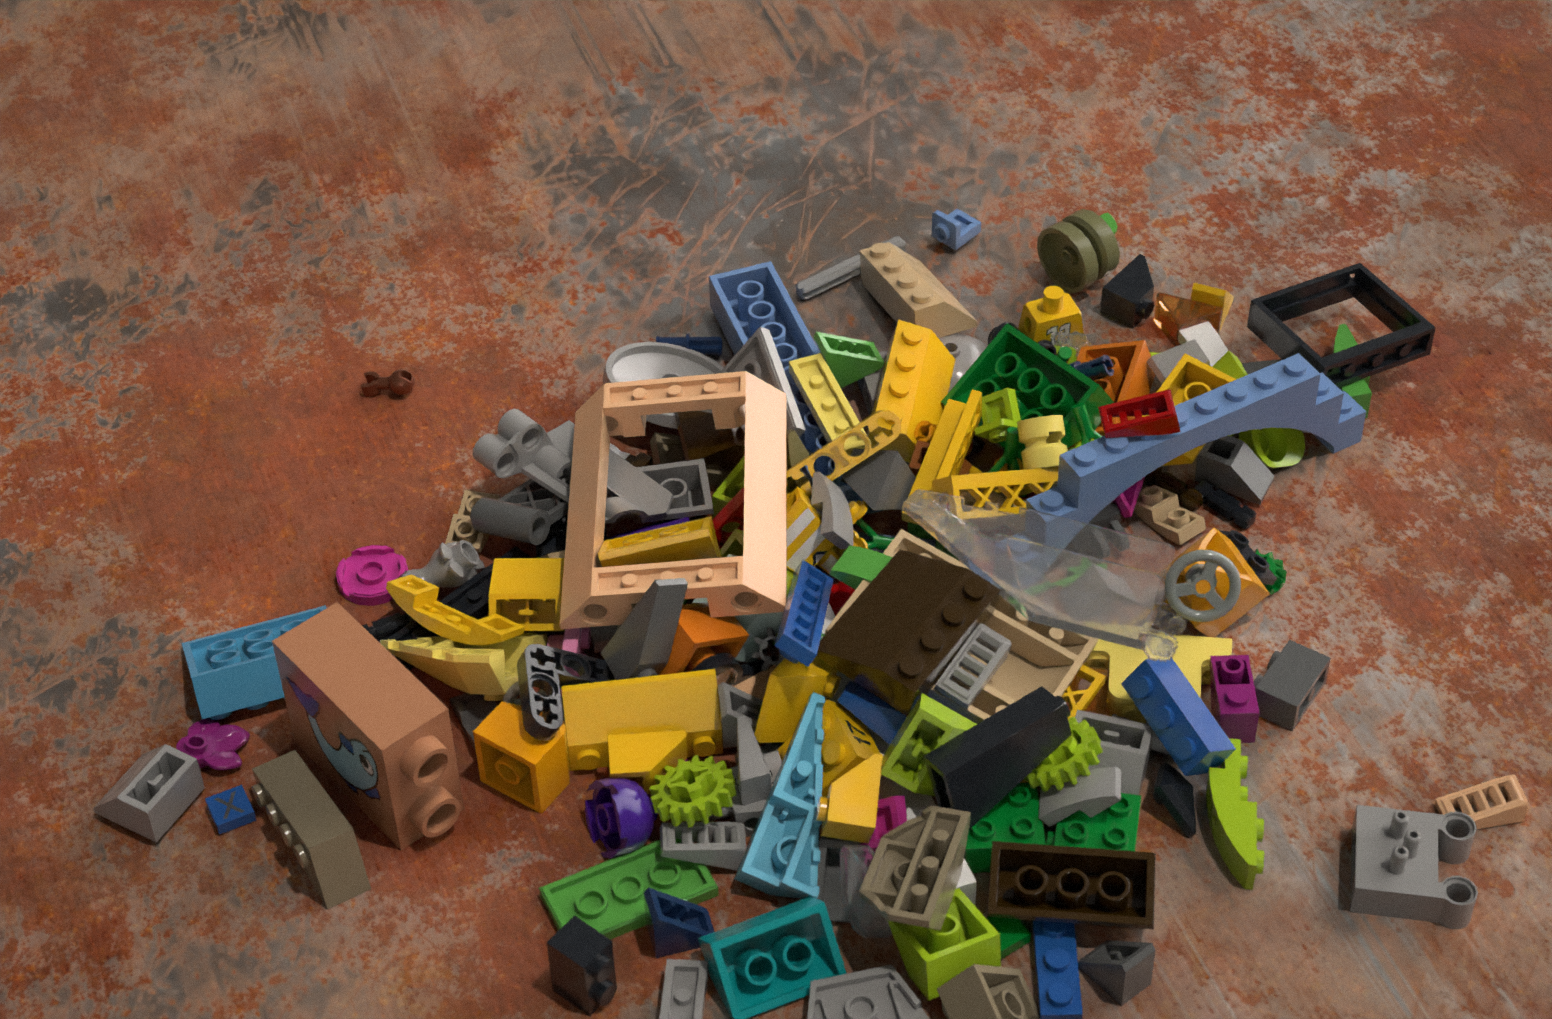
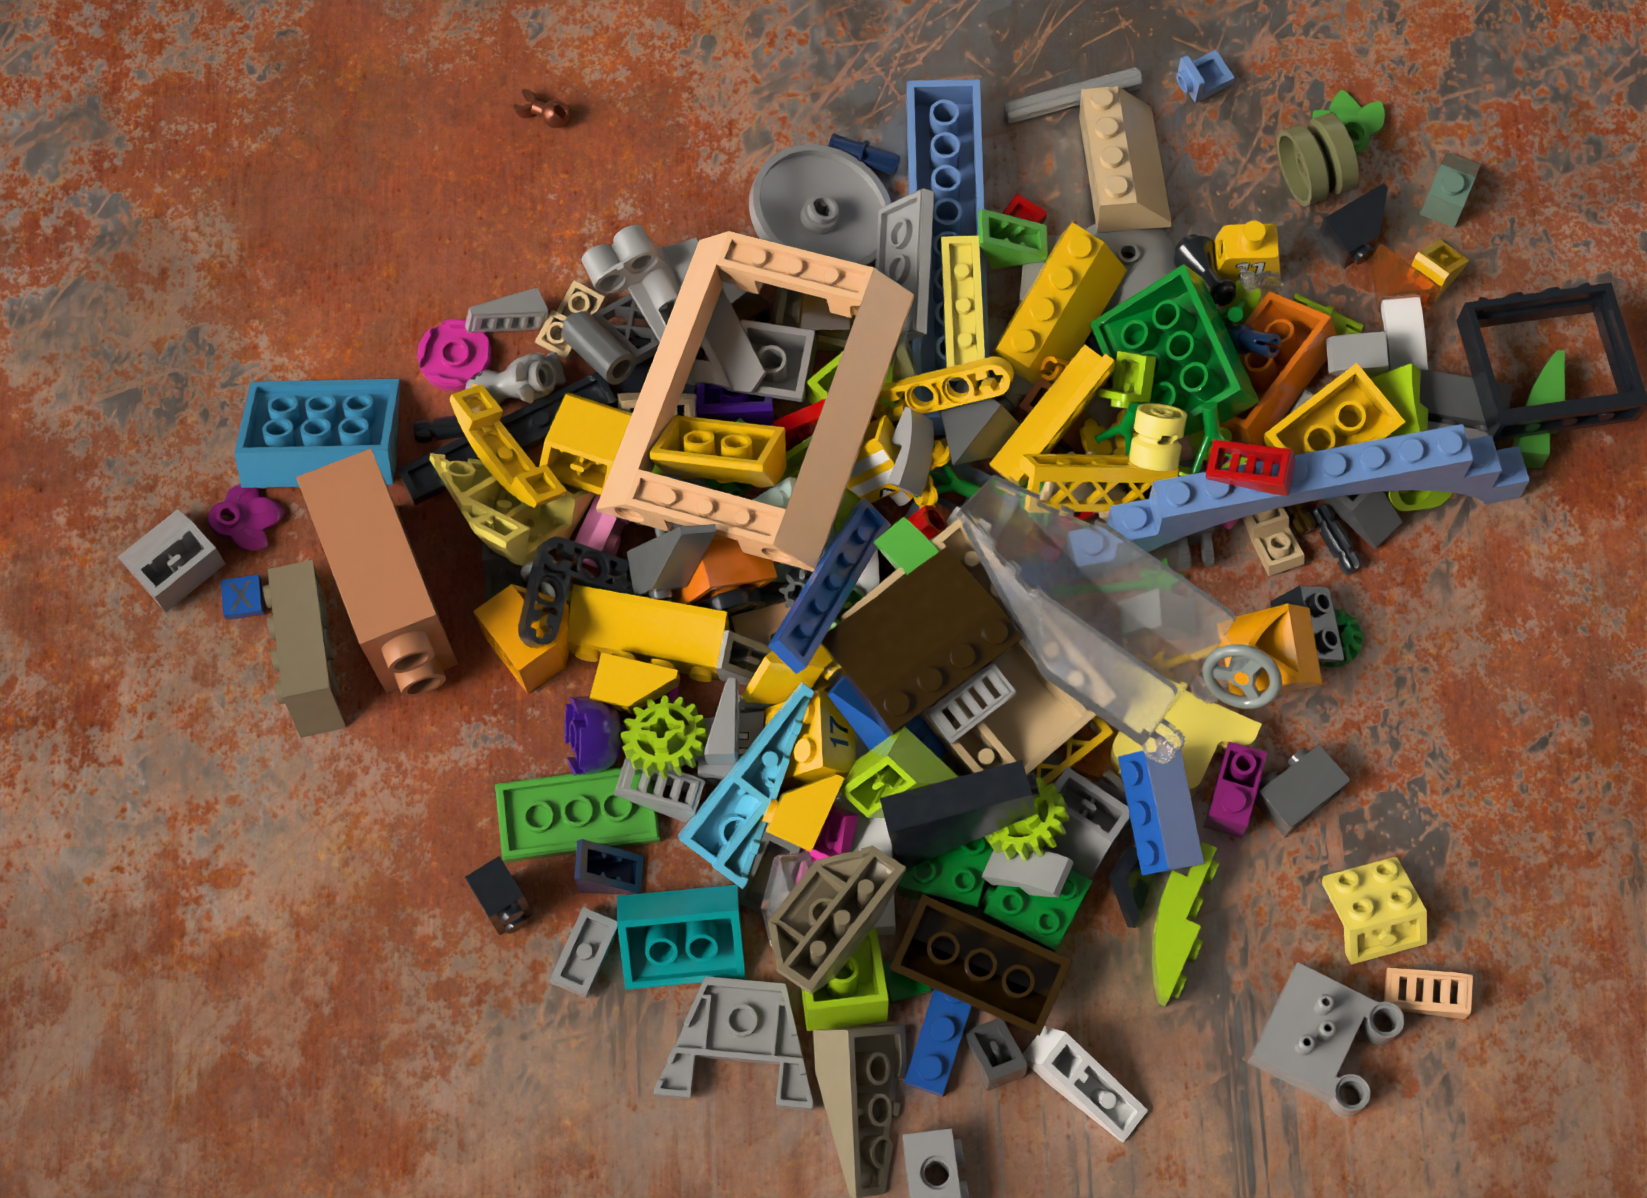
camera: 20 degrees right, 25 degrees up
(426, 522) = (510, 313): none -> light grey slope
(1194, 254) = (1450, 189): none -> sand green slope
(1209, 962) = (1084, 1082): none -> white slope
(1410, 754) = (1377, 909): none -> light yellow bracket

